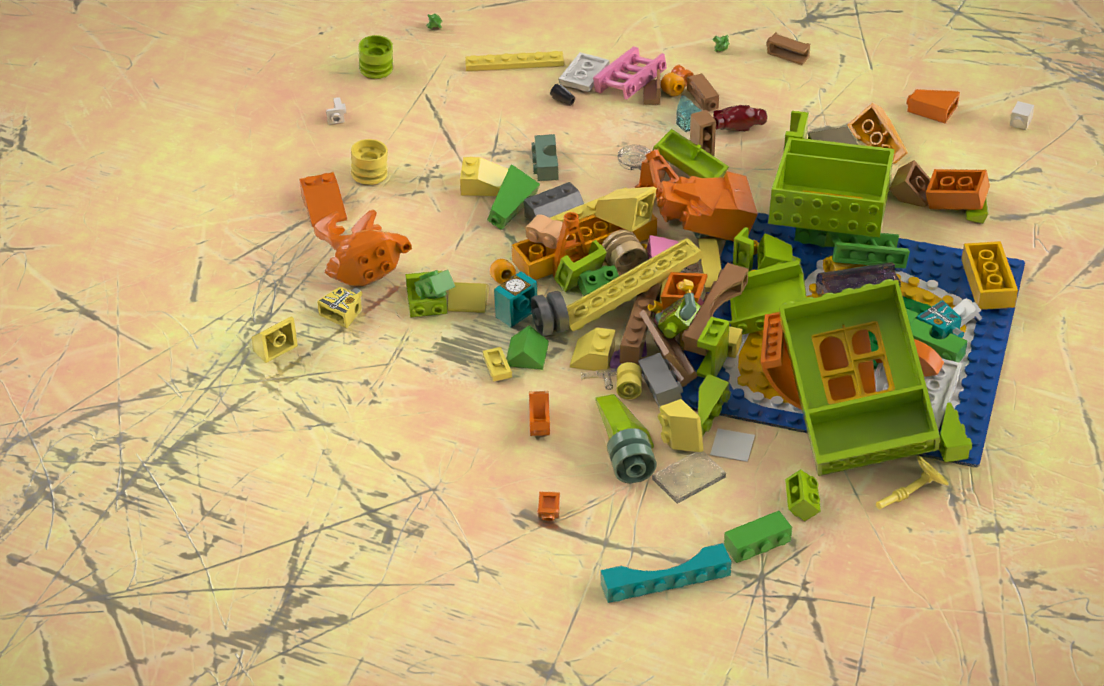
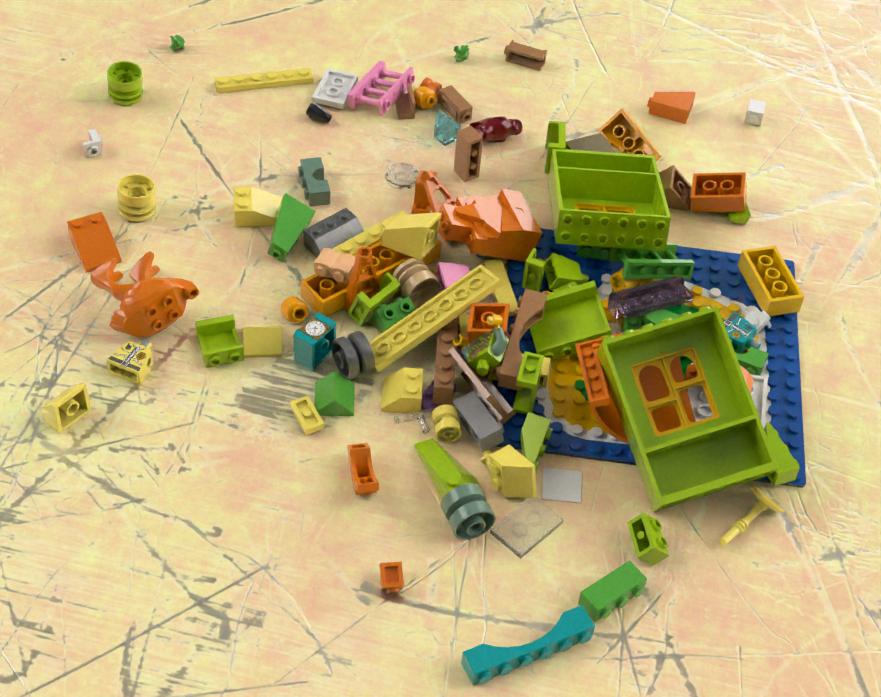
camera: 15 degrees left, 5 degrees up
(434, 284) = (228, 332): bright green brick -> none
(689, 156) = (459, 174): lime container -> none

